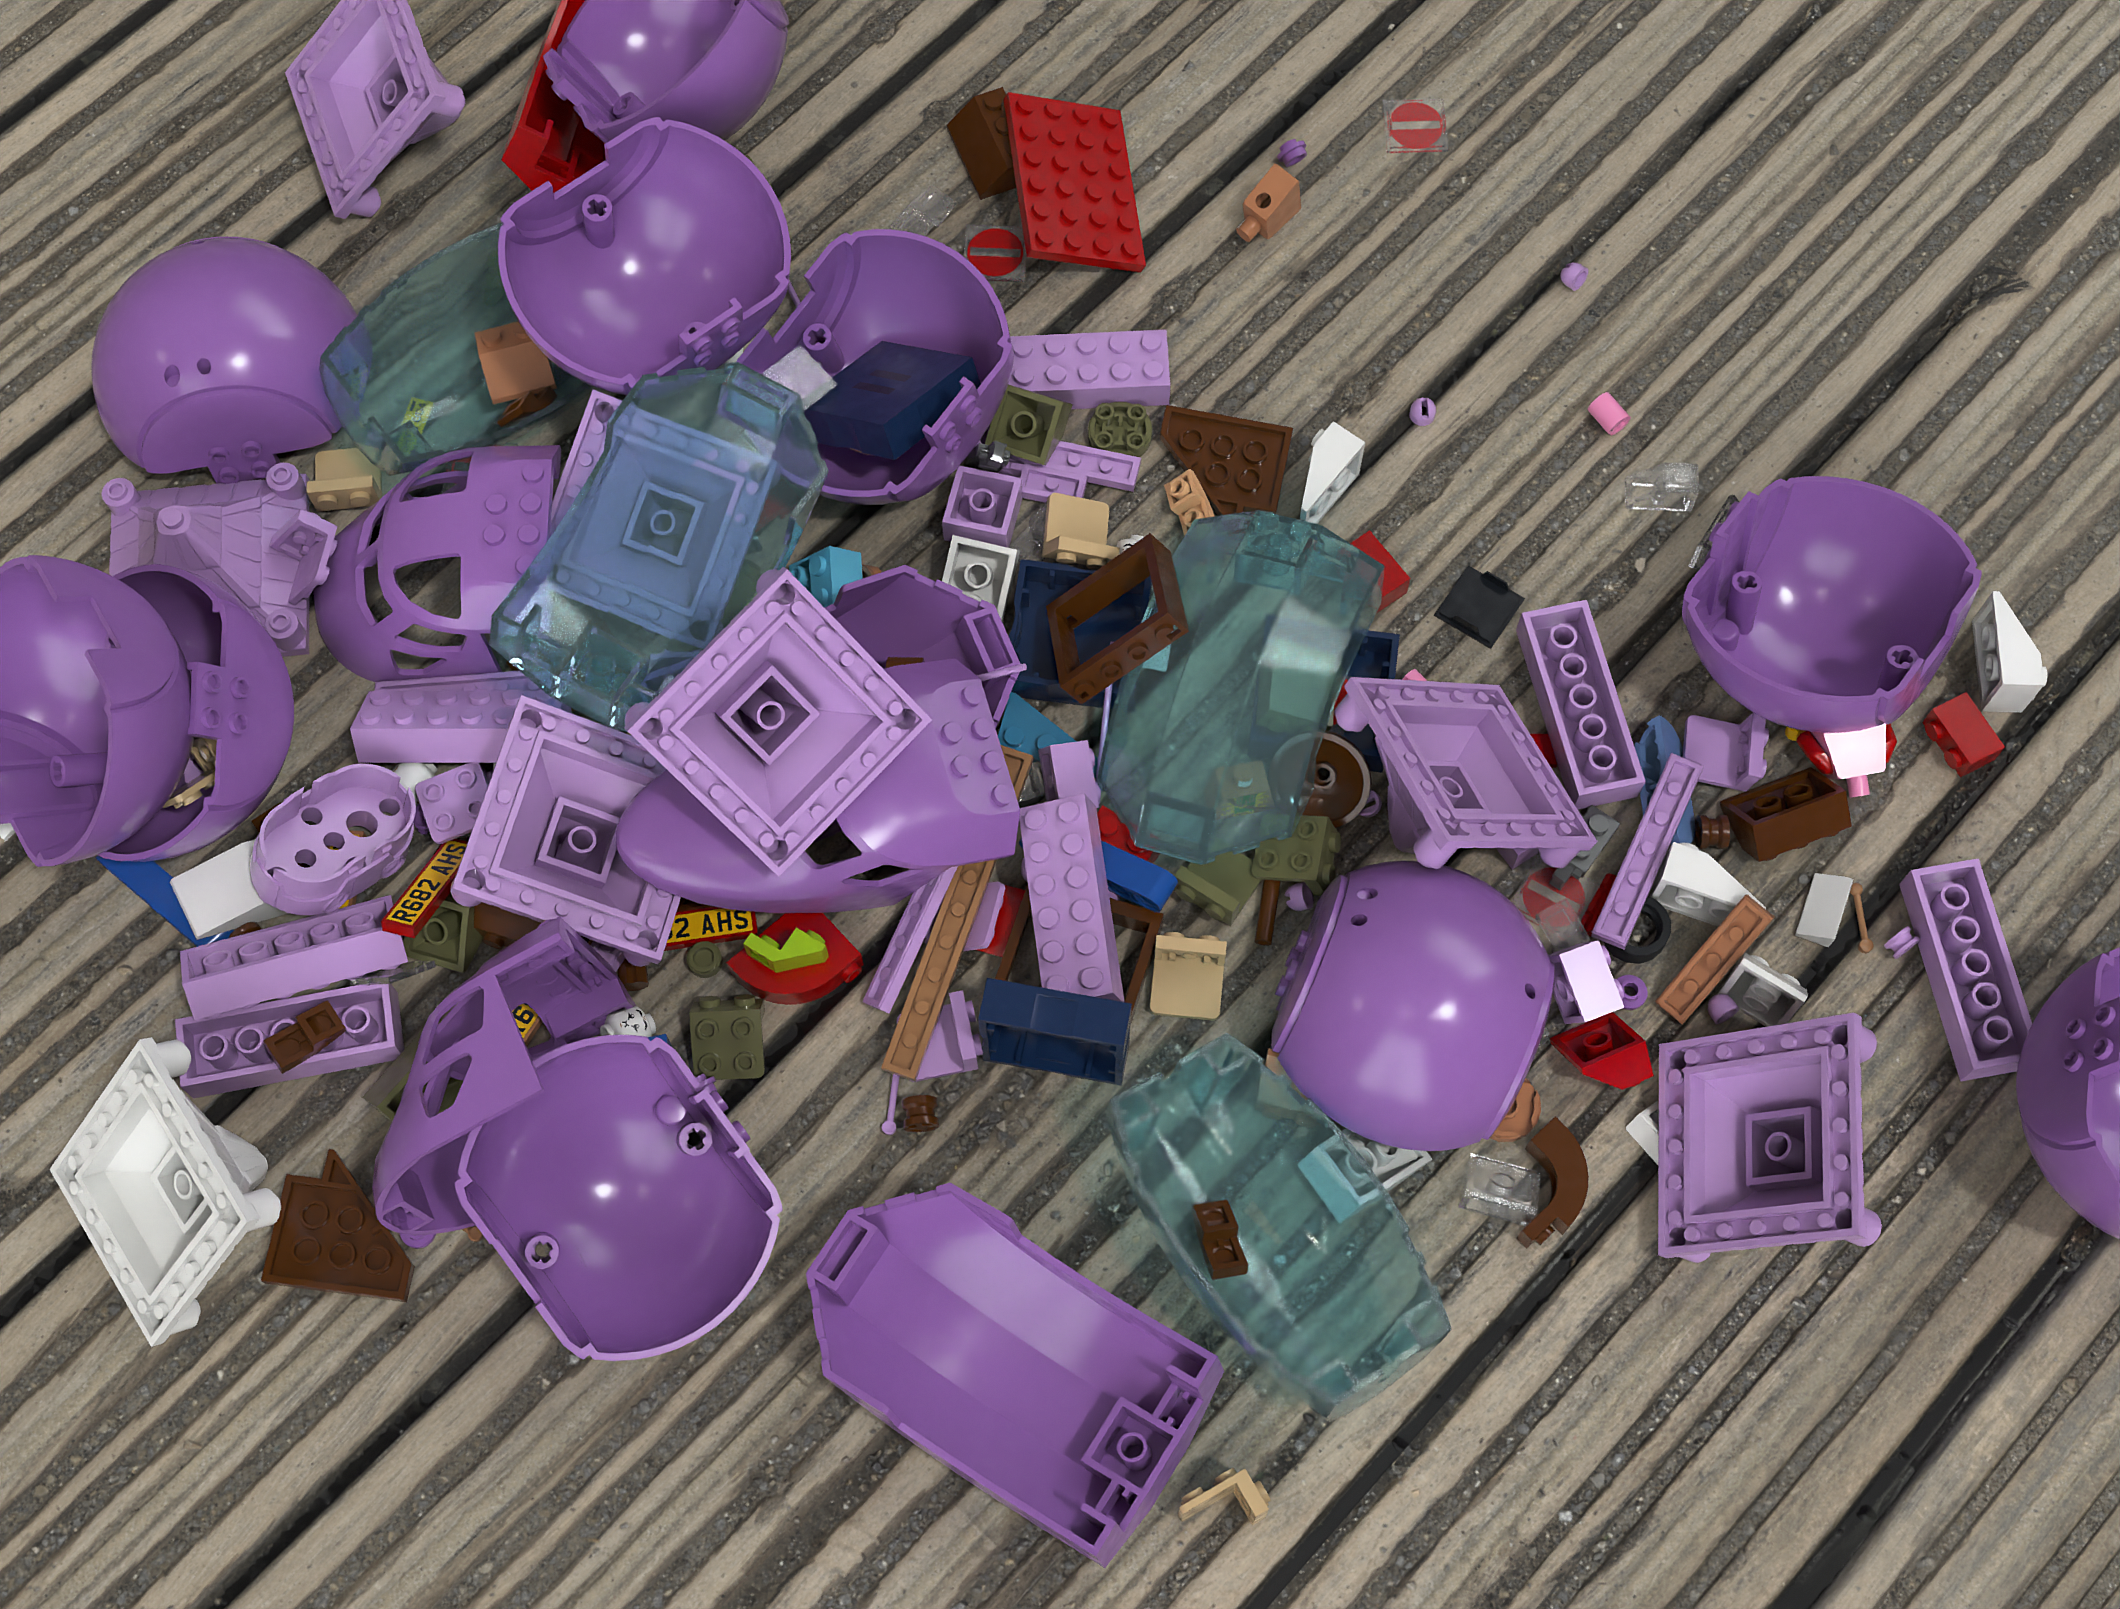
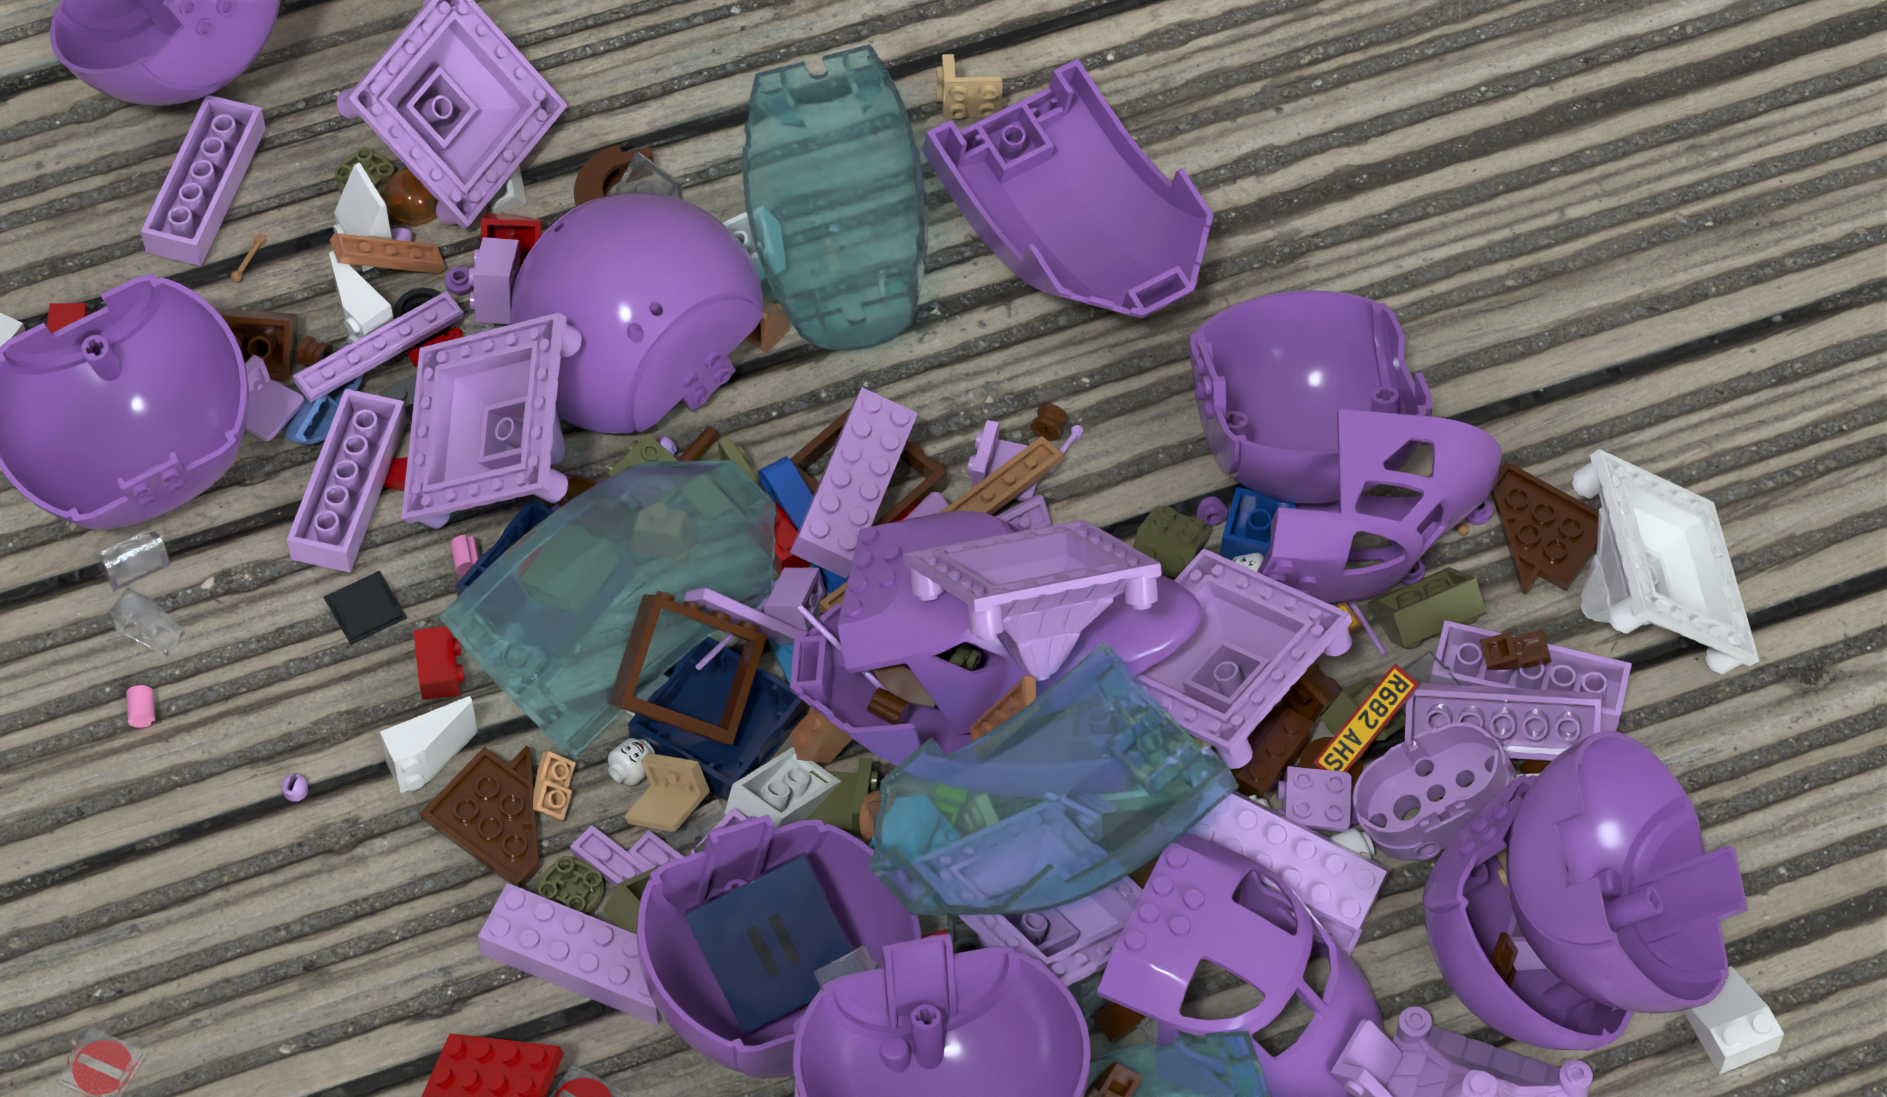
camera: 155 degrees left, 10 degrees down
(1055, 1031) = (926, 384): dark blue tile -> none
(1095, 698) = (774, 629): none -> lavender tile
(1187, 976) = (786, 425): tan bracket -> none
(1218, 1239) = (876, 231): reddish brown slope -> none
(1270, 204) = (301, 1025): nougat torso -> none
(1292, 152) = (240, 1081): medium lavender plate -> none
(1574, 275) = (73, 842): lavender hinge -> none
(1824, 908) = (270, 271): white slope -> none
(1902, 942) = (234, 223): lavender bush -> none

